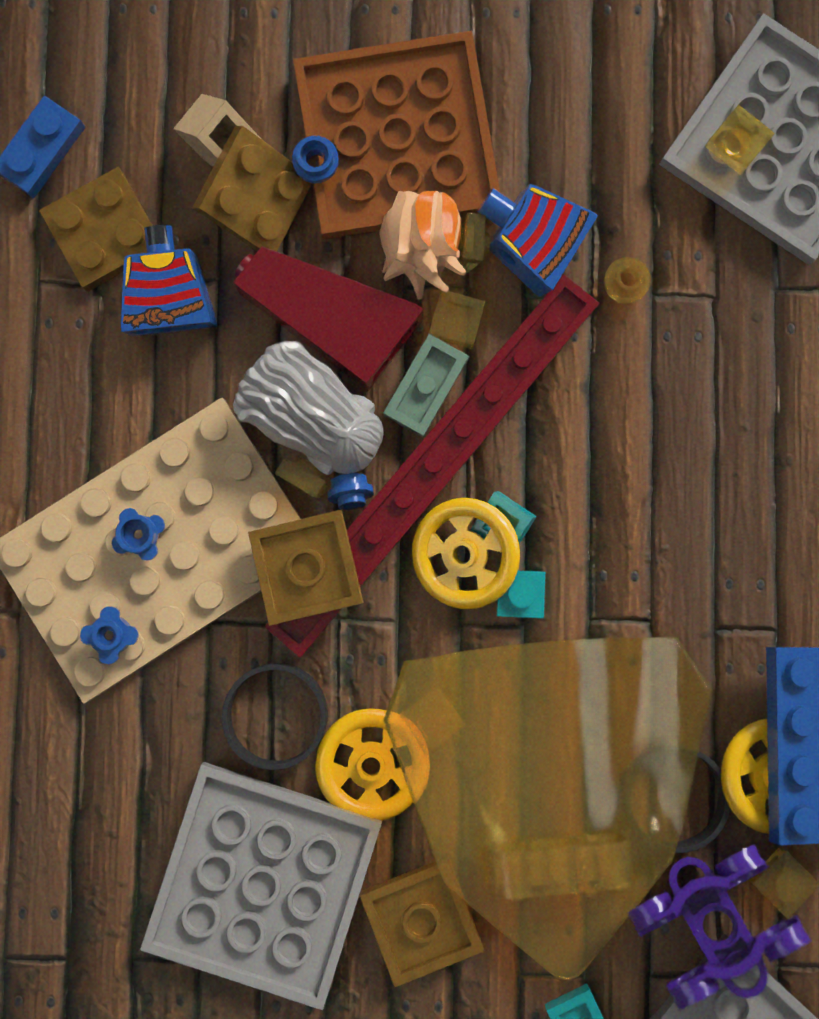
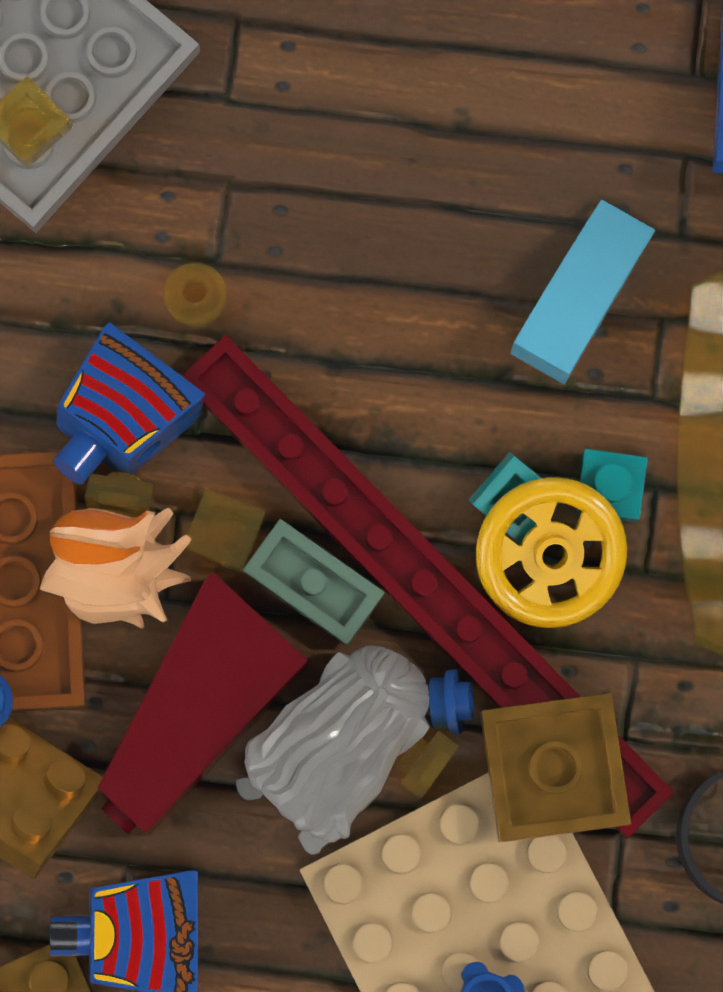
camera: 90 degrees left, 5 degrees down
(663, 558) = (581, 292): none -> medium azure slope

